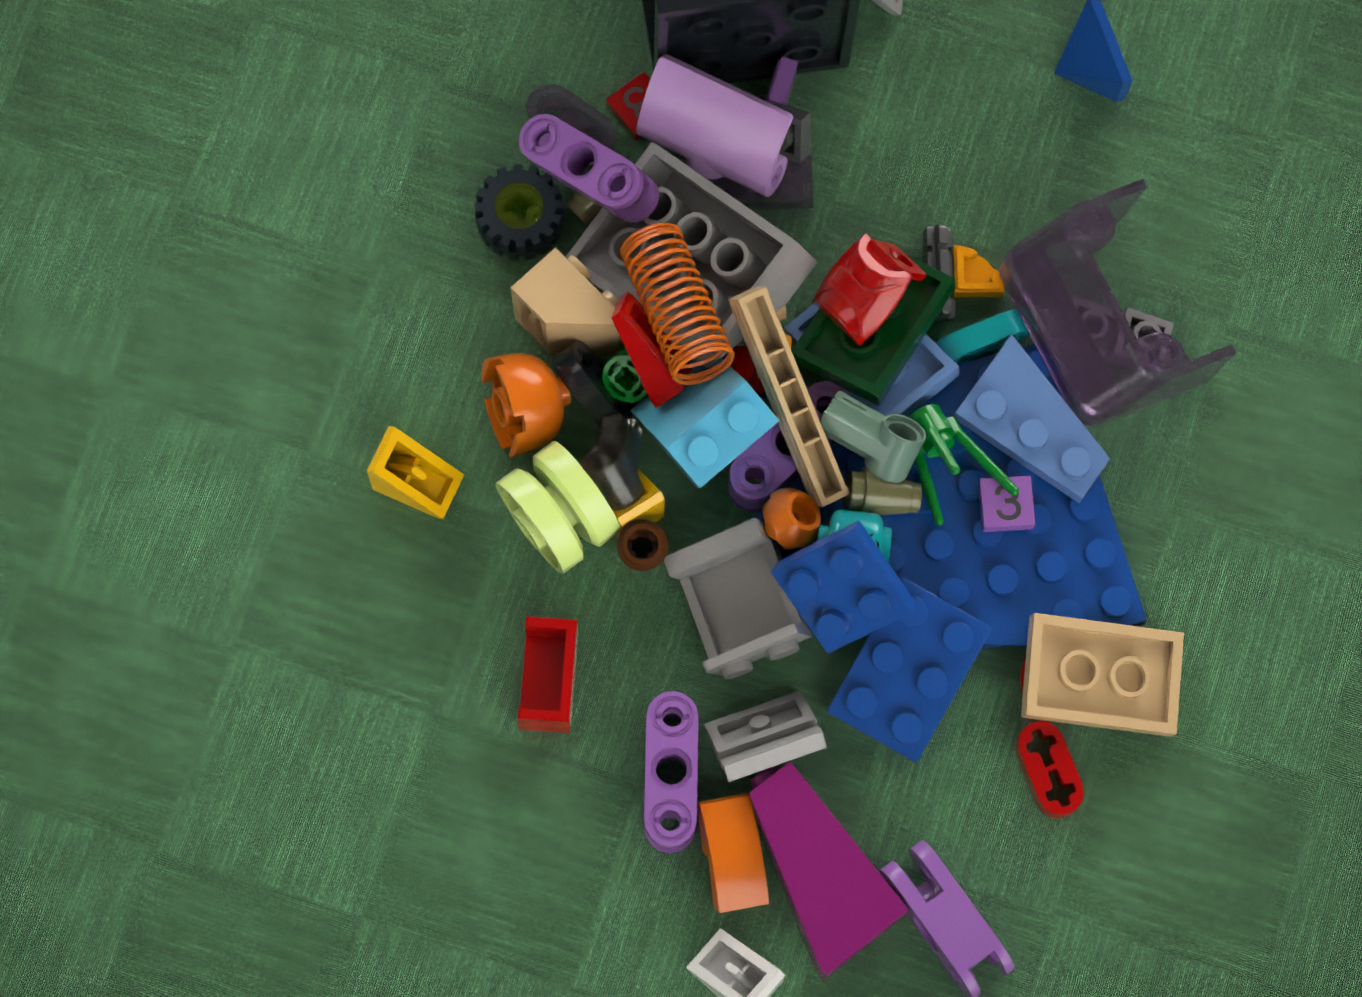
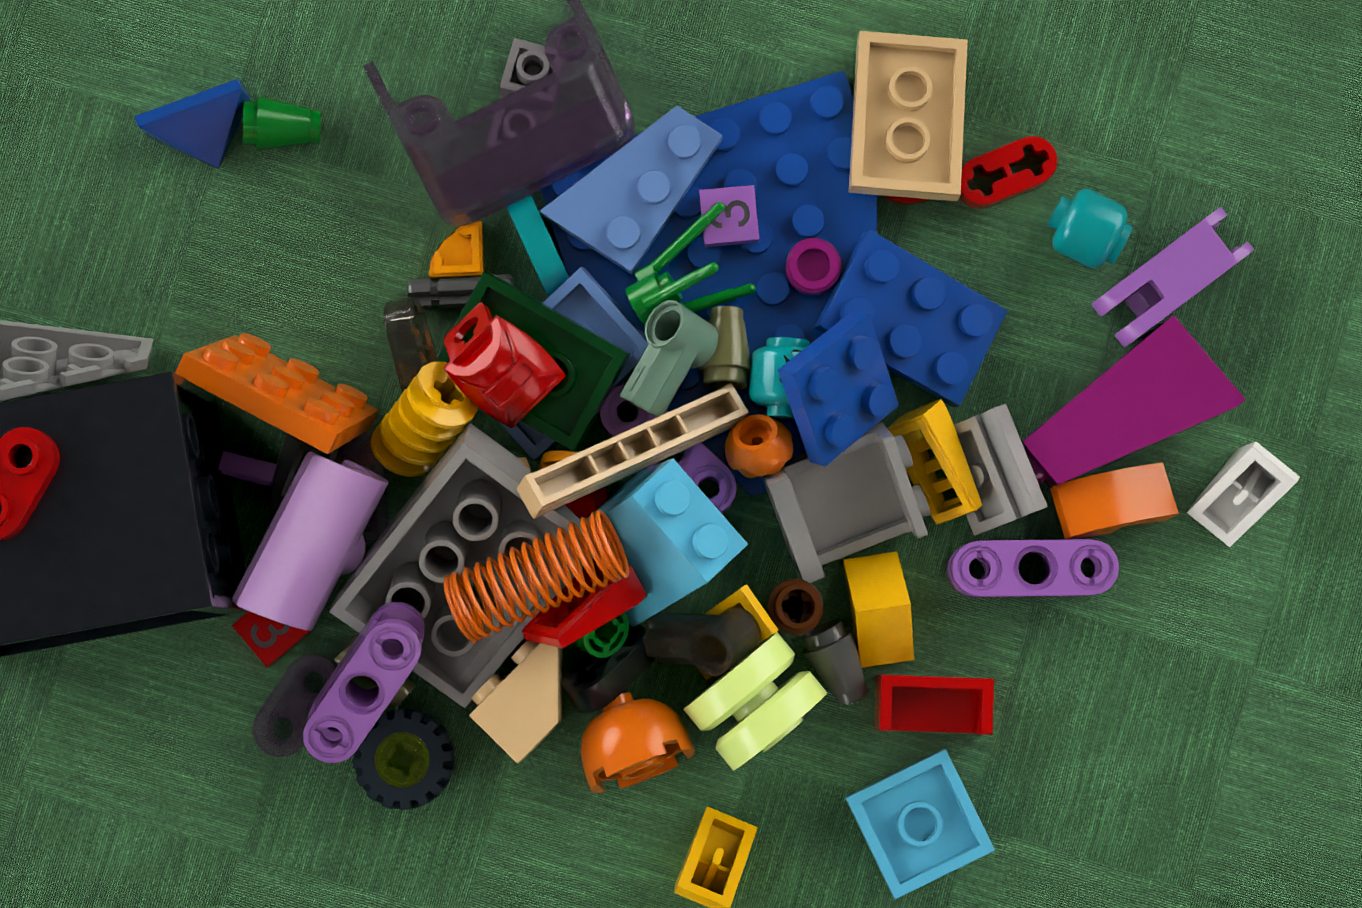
camera: 90 degrees left, 10 degrees up
(438, 660) = (919, 823): none -> medium azure plate
(592, 591) = (836, 660): none -> dark grey cone
(637, 632) = (879, 609): none -> yellow slope
(774, 687) = (944, 442): none -> yellow slope
(819, 224) = (422, 423): none -> yellow piece
(848, 103) = (279, 391): none -> orange plate
(892, 222) = (408, 338): none -> clear smoke beam
(959, 578) = (813, 266): none -> magenta tile
(994, 840) = (1089, 228): none -> teal head
(1093, 119) = (279, 124): none -> green cone

